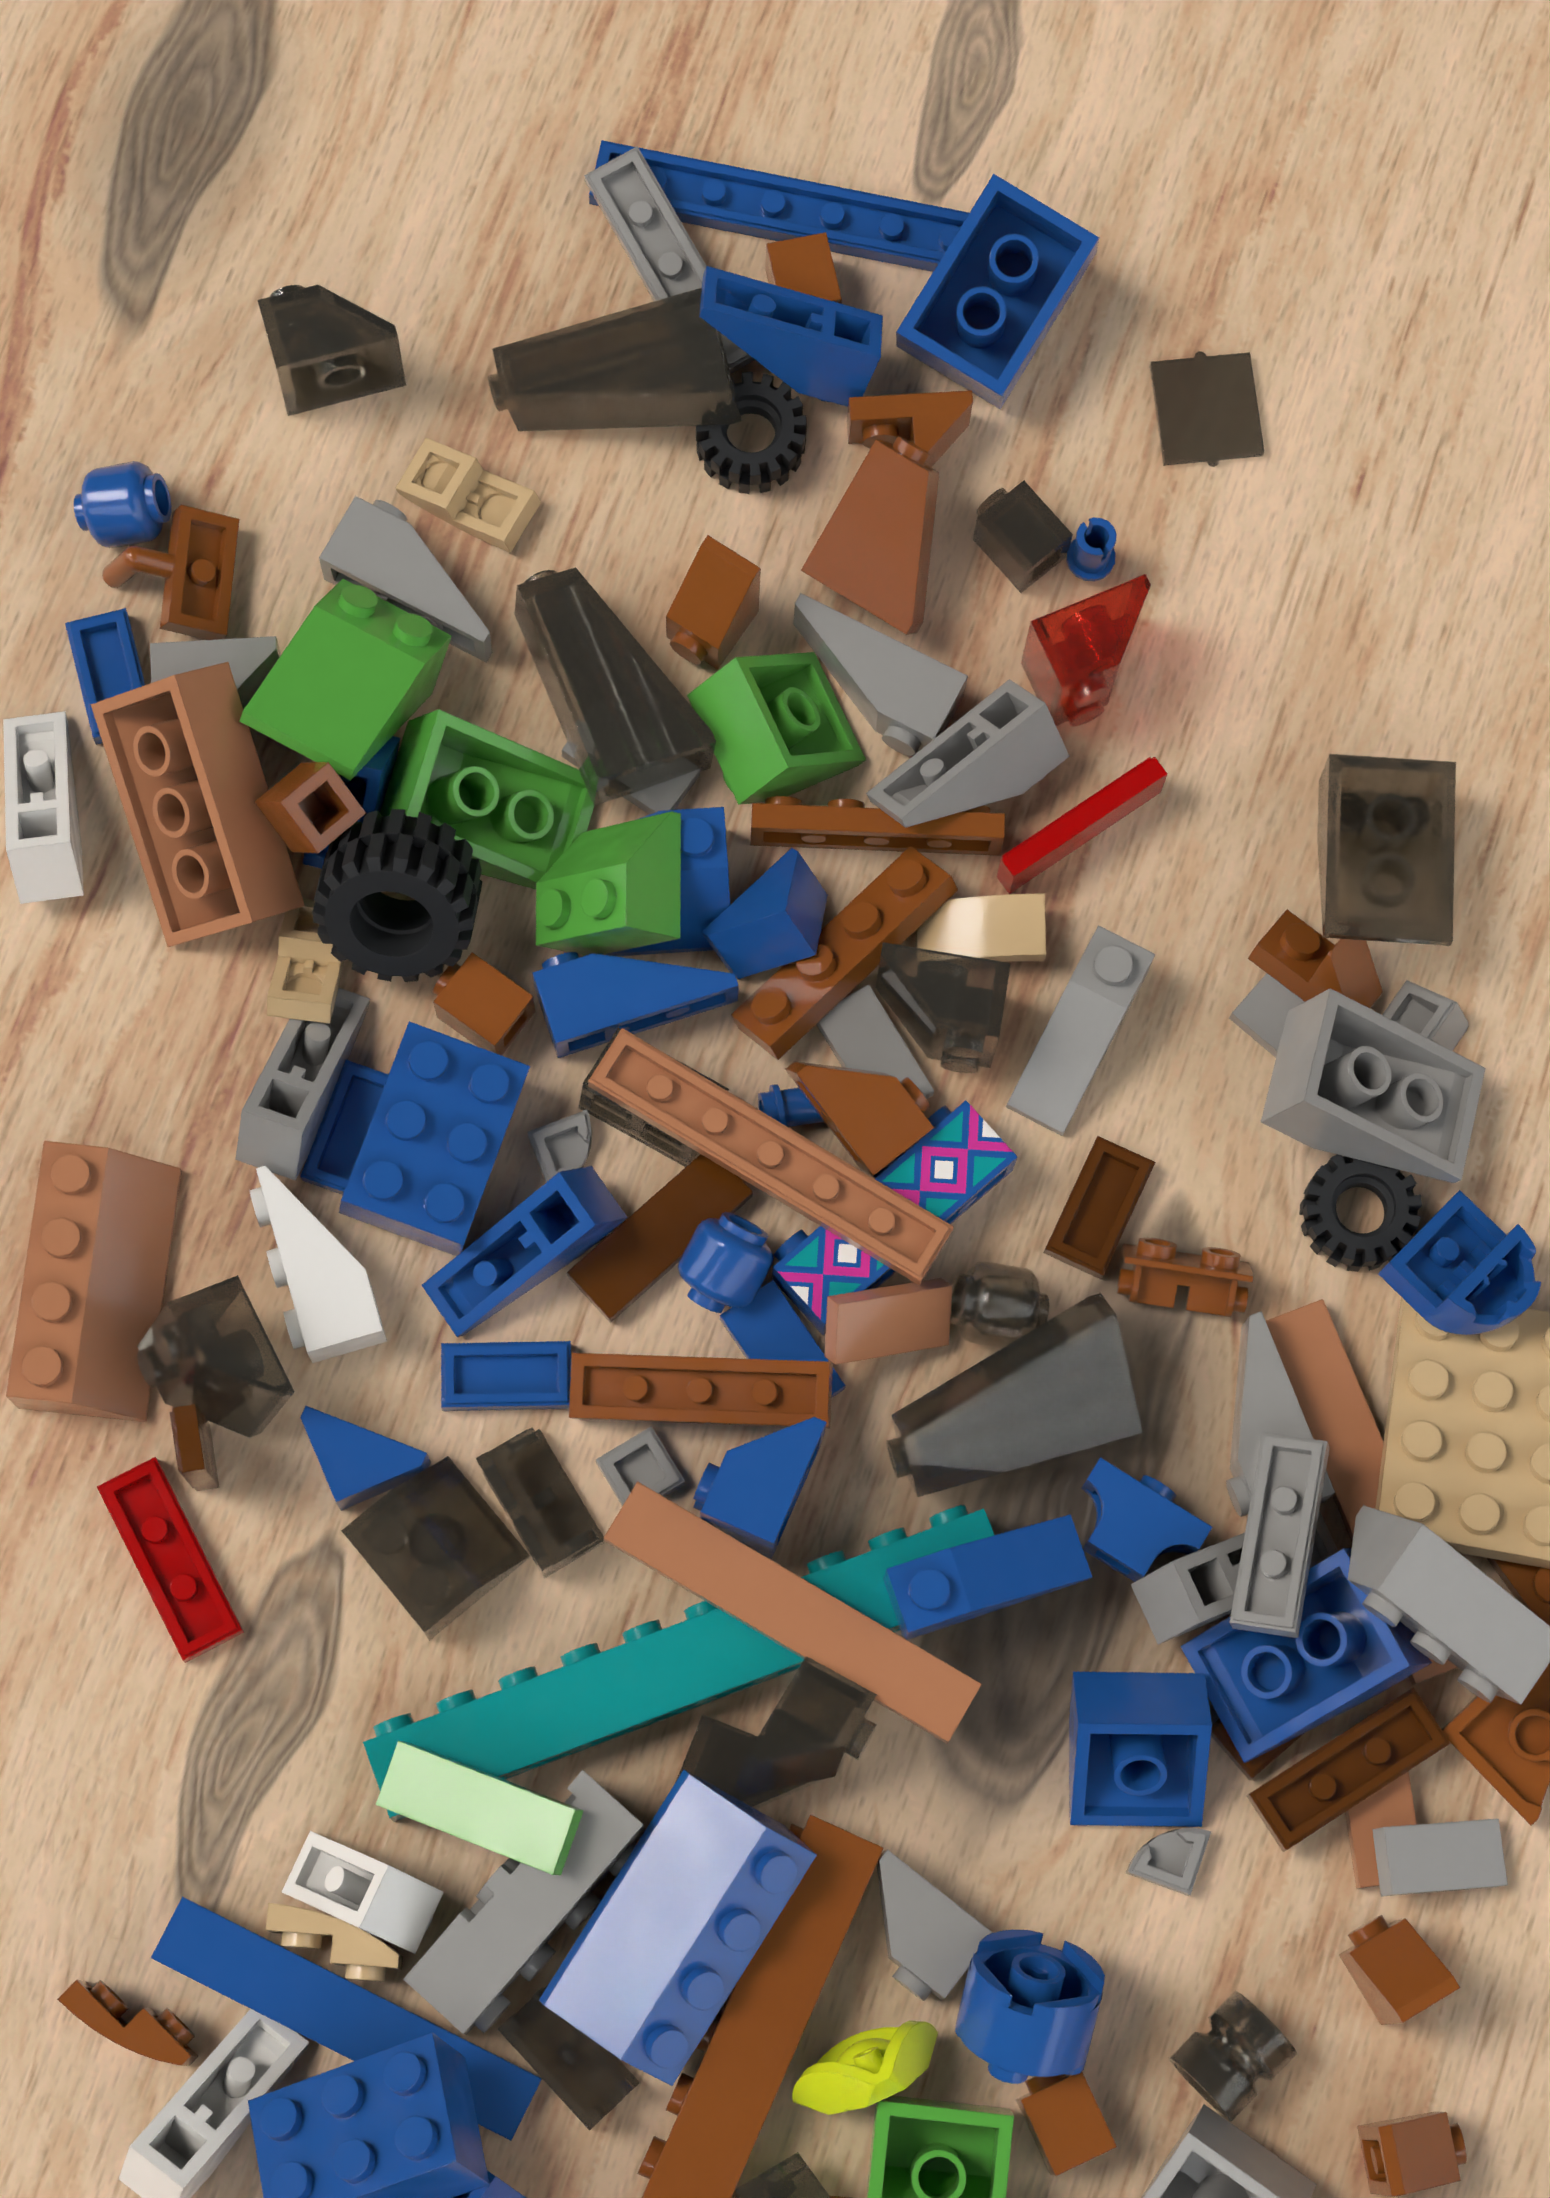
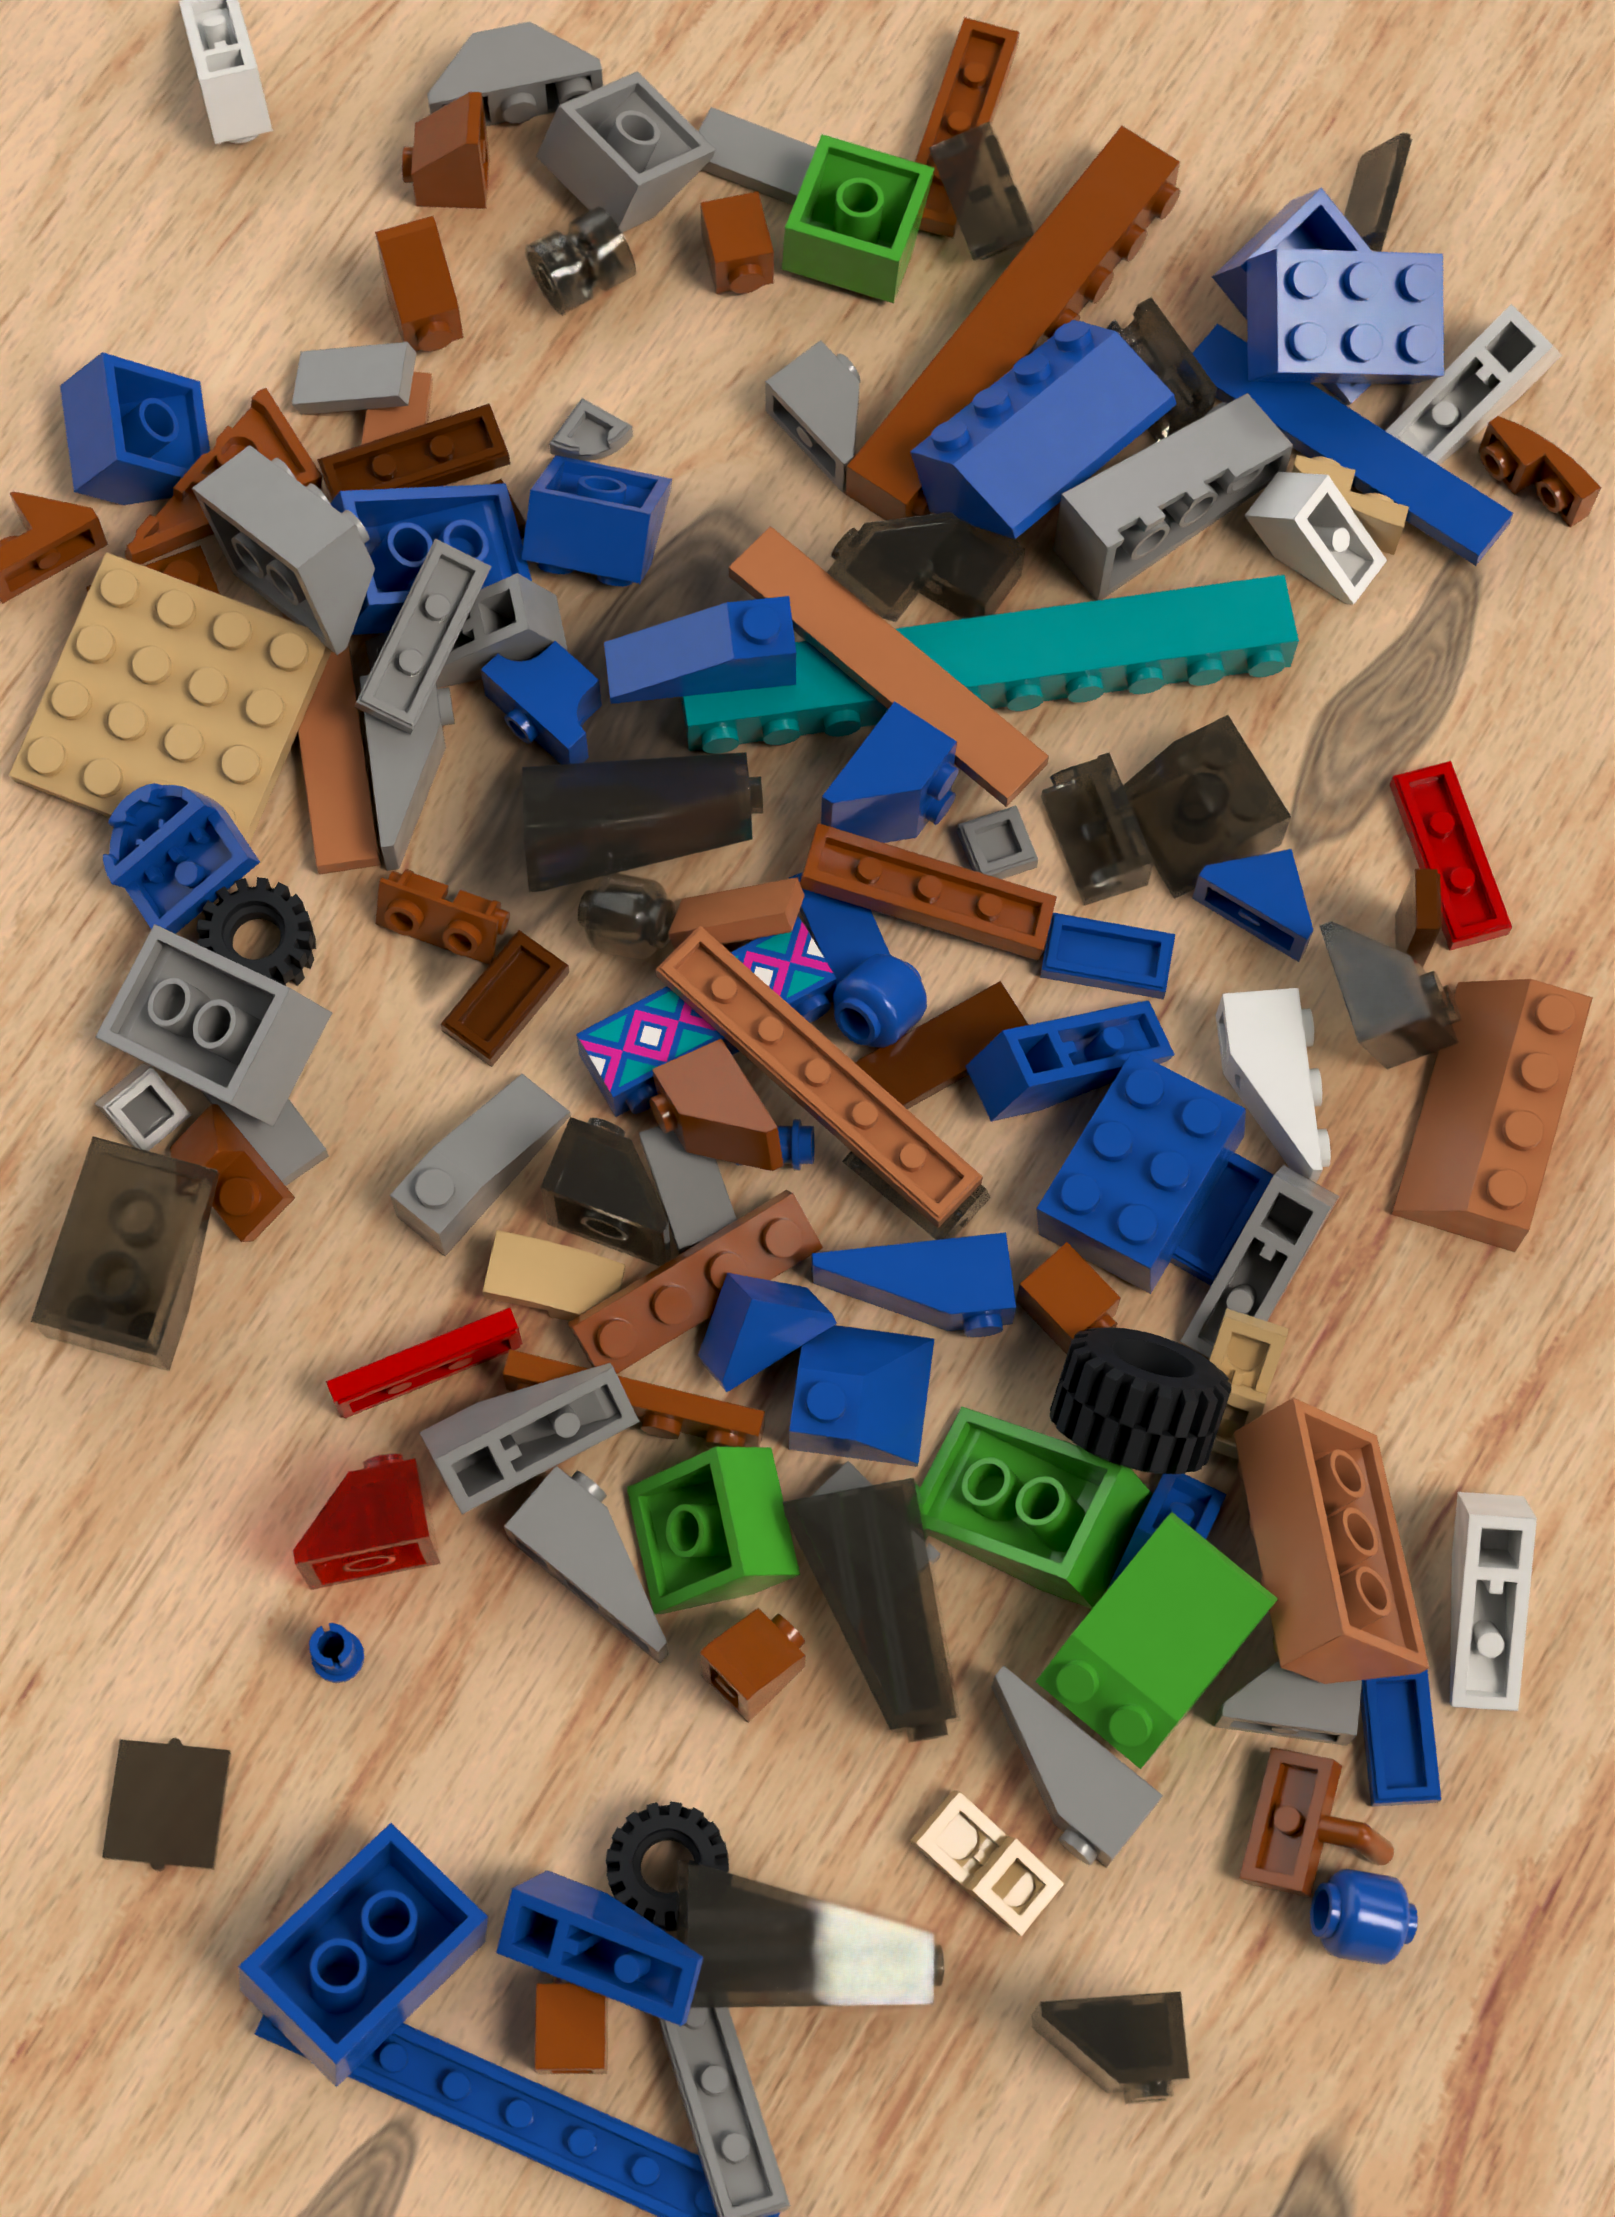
camera: 165 degrees left, 5 degrees down
(310, 807) = (1217, 1495): dark orange brick -> none
(479, 1808) = (1205, 544): tile -> none
(562, 1144) = (1015, 1156): light grey tile -> none
(613, 889) = (918, 1375): bright green slope -> none
(867, 2068) = (897, 308): neon yellow hat -> none
(882, 536) = (560, 1699): dark orange slope -> none
(924, 419) = (473, 1834): dark orange slope -> none
(1021, 535) = (406, 1687): clear smoke brick -> none
(1029, 2006) = (748, 313): blue brick -> none

